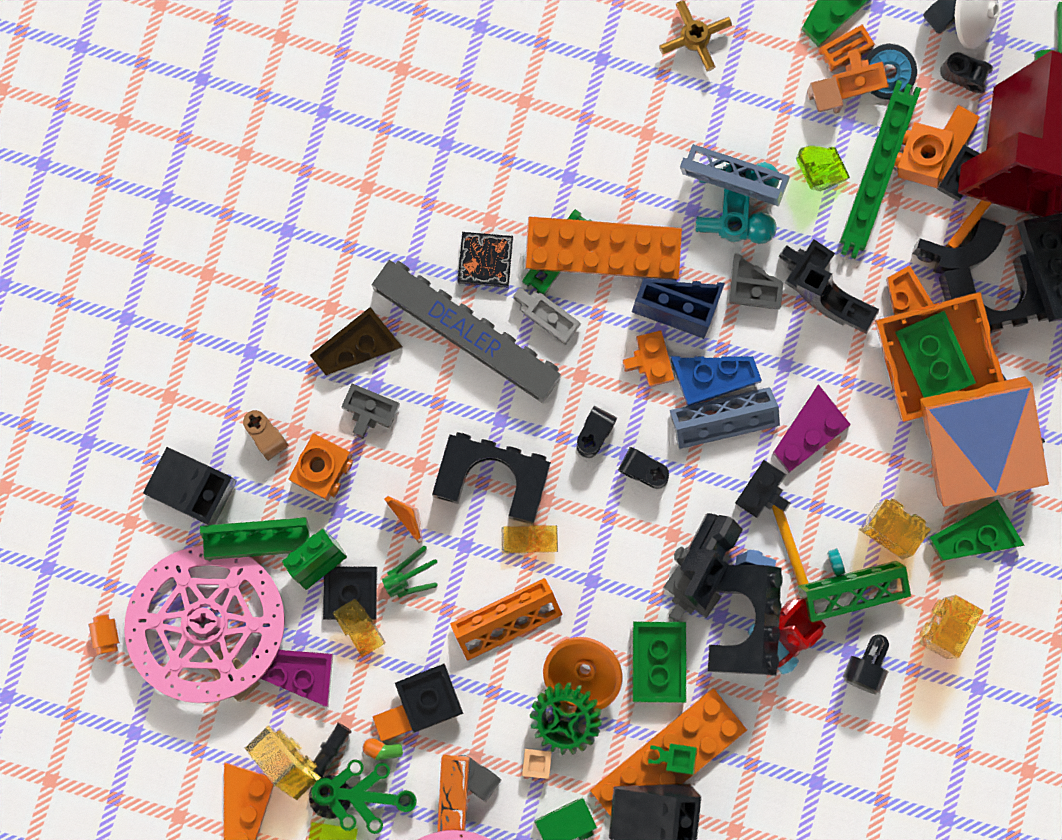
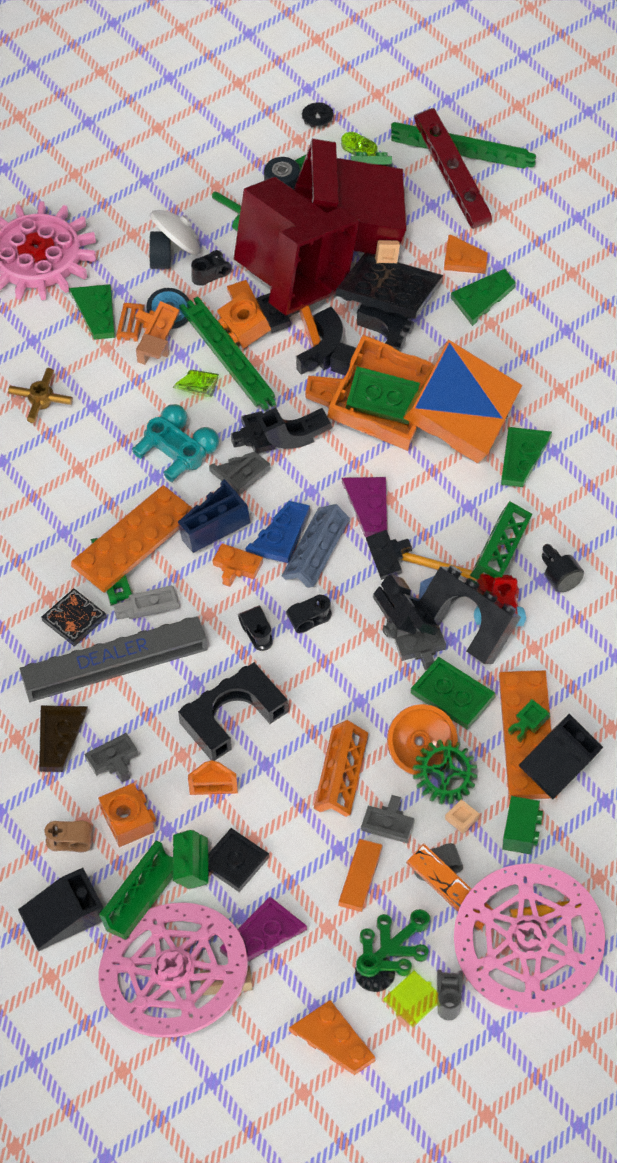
camera: 50 degrees left, 25 degrees down
(104, 634) = (120, 1047): orange brick -> none
(283, 761) = (323, 973): clear yellow brick -> none
(331, 748) = (339, 947): black pin -> none
(359, 627) = (265, 866): clear yellow slope -> none
(381, 751) = (368, 912): arm -> none
(396, 582) = (254, 821): green plant -> none
(429, 698) = (356, 853): black tile -> none
(483, 701) = (388, 821): none -> dark grey hinge
(529, 539) = (297, 718): clear yellow slope -> none
(732, 181) = (157, 426): sand blue fence -> none
(836, 562) = (472, 543): teal tile -> none
(895, 528) = (478, 491): clear yellow brick -> none
(950, 626) = (572, 502): clear yellow brick -> none

